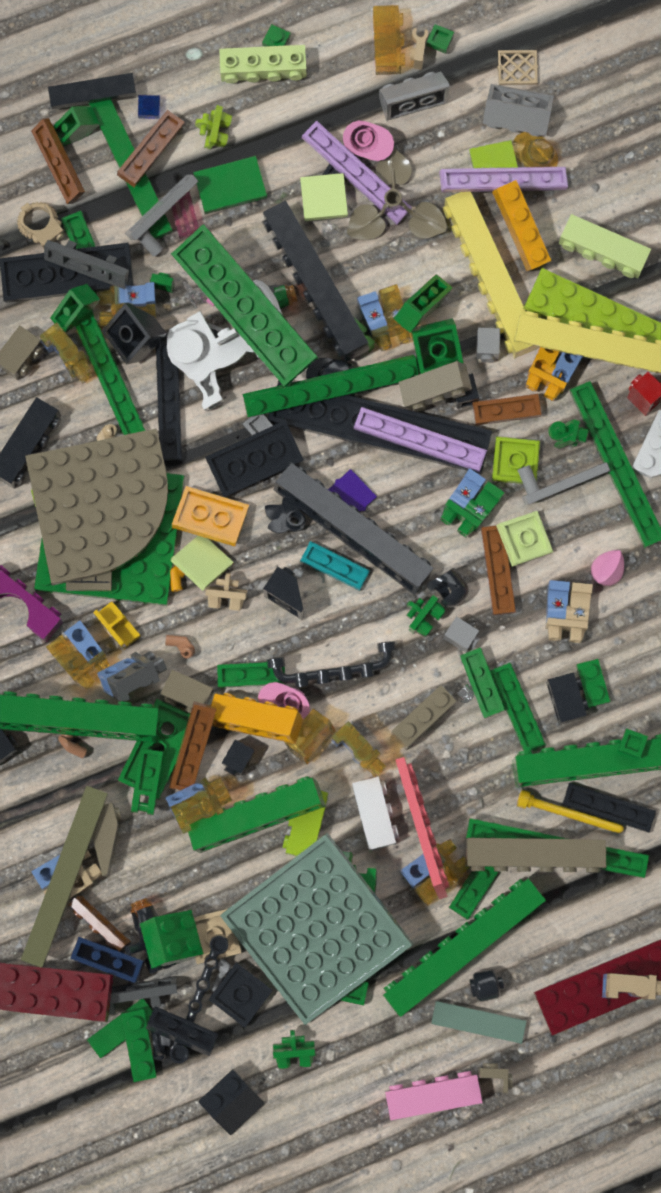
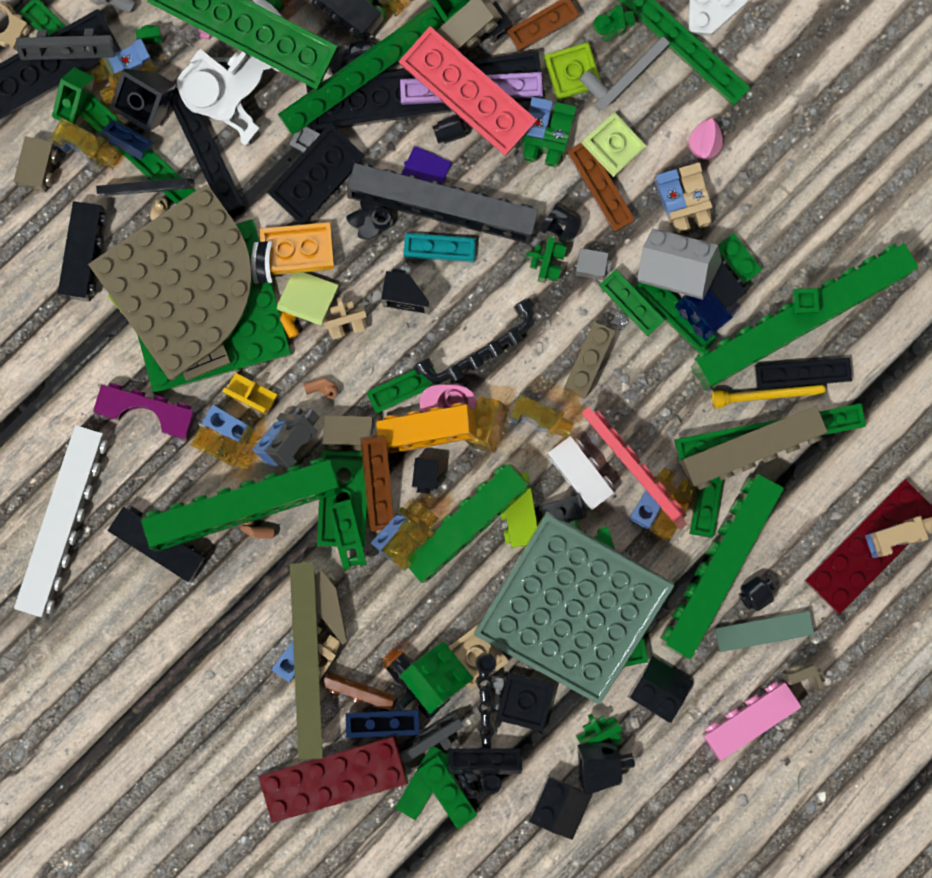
camera: 25 degrees left, 5 degrees up
(103, 410) = (145, 187): none -> black tile
(104, 363) = (127, 140): none -> dark blue plate
(173, 515) = (260, 262): none -> sticker
(283, 1079) = (601, 766): none -> black torso
(346, 839) = (566, 509): none -> black plate
(365, 1034) = (660, 689): none -> black slope
(387, 467) = (450, 129): none -> black brick
(414, 441) = (467, 91): none -> coral plate
(536, 665) = (678, 263): none -> light grey slope
(541, 716) = (704, 315): none -> clear blue brick

